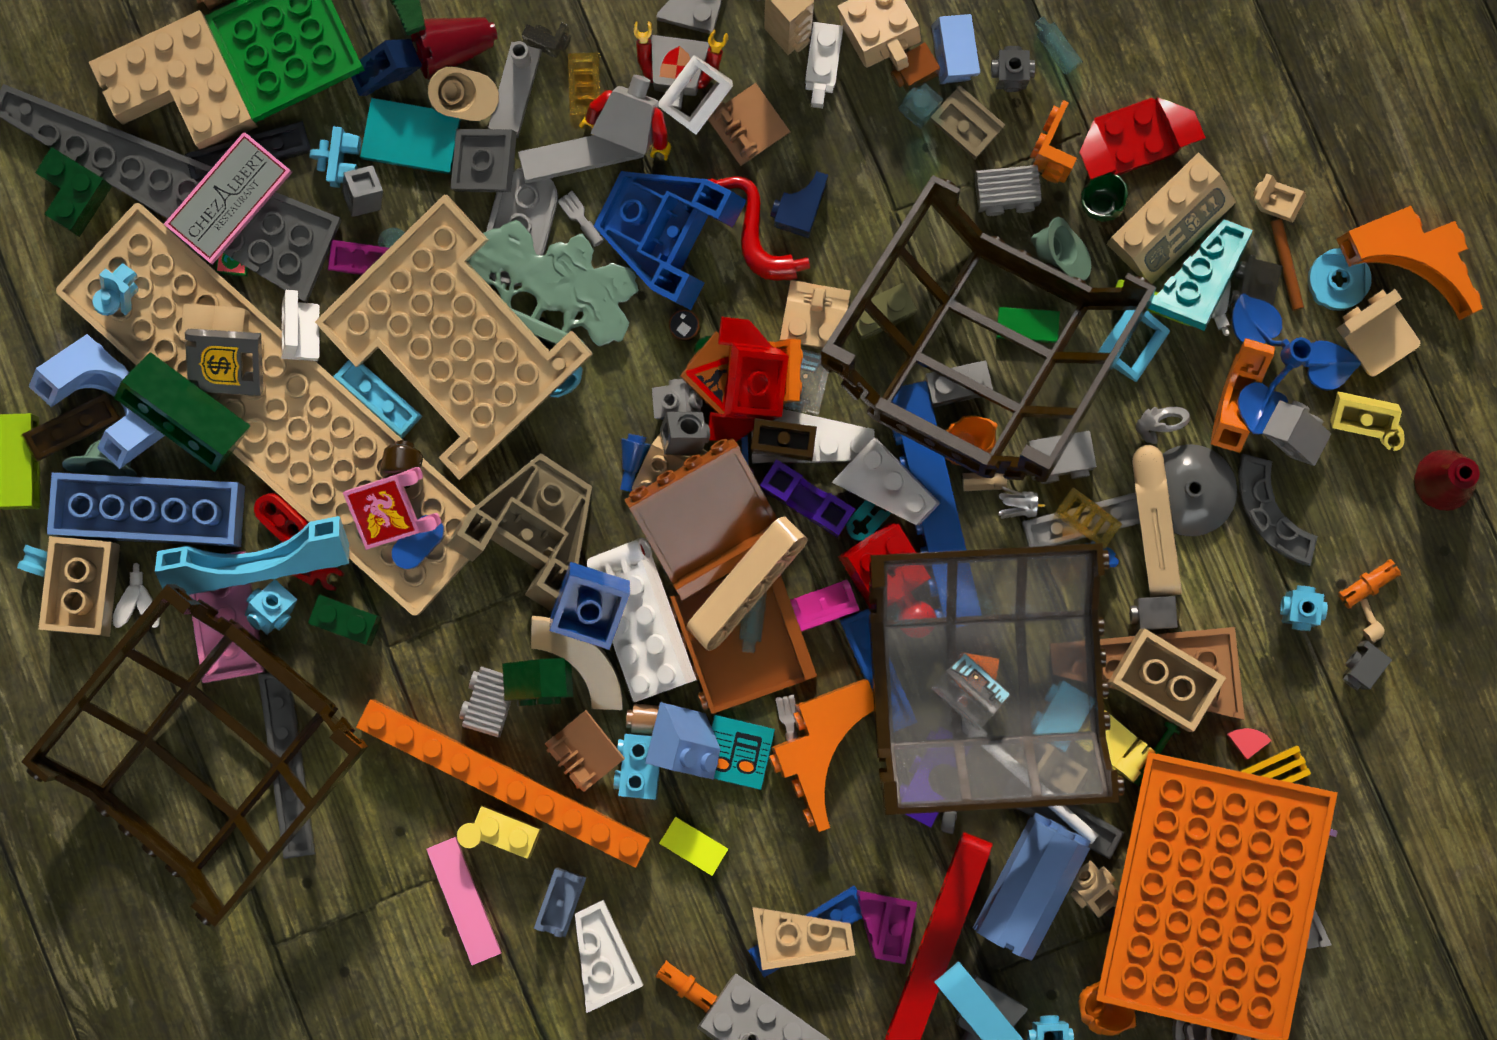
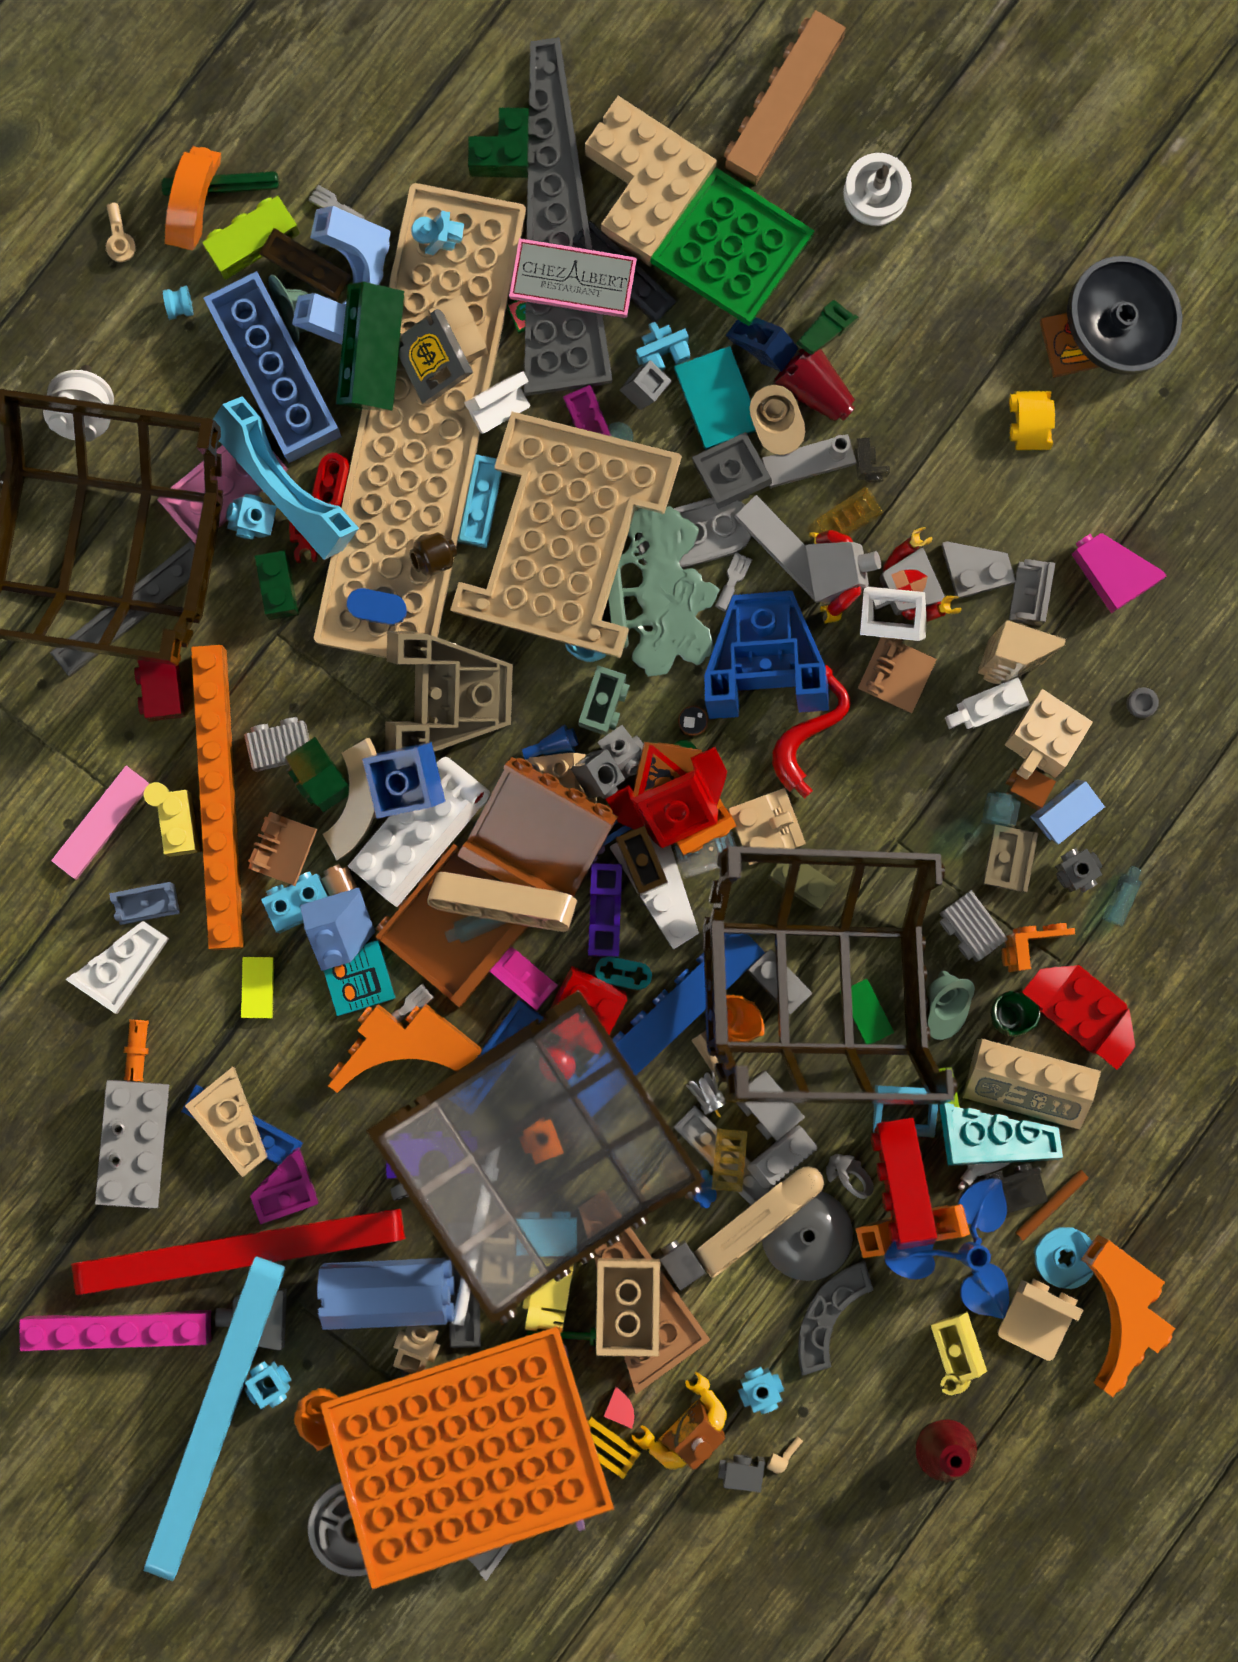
camera: 55 degrees right, 0 degrees up
(23, 374) = (325, 198): none -> light grey piece
(61, 689) = (80, 386): none -> white wheel
(79, 586) = (176, 350): tan brick -> none
(134, 595) = (195, 399): white piece -> none
(378, 779) = (160, 691): none -> dark red brick
(385, 512) = (385, 563): flag -> none
(620, 392) = (602, 700): none -> sand green brick
(798, 210) = (848, 760): dark blue arch -> none
(887, 483) = (657, 971): white wing -> none
(971, 691) = (519, 1144): clear panel -> none
(1113, 471) = (782, 1157): none -> light grey brick
(1198, 377) = (904, 1183): none -> red brick
(1278, 199) = (1103, 1164): tan bracket -> none
(1297, 432) = (909, 1297): light grey brick -> none
(1308, 688) = (693, 1435): none -> torso
(1369, 584) = (816, 1435): orange pin -> none

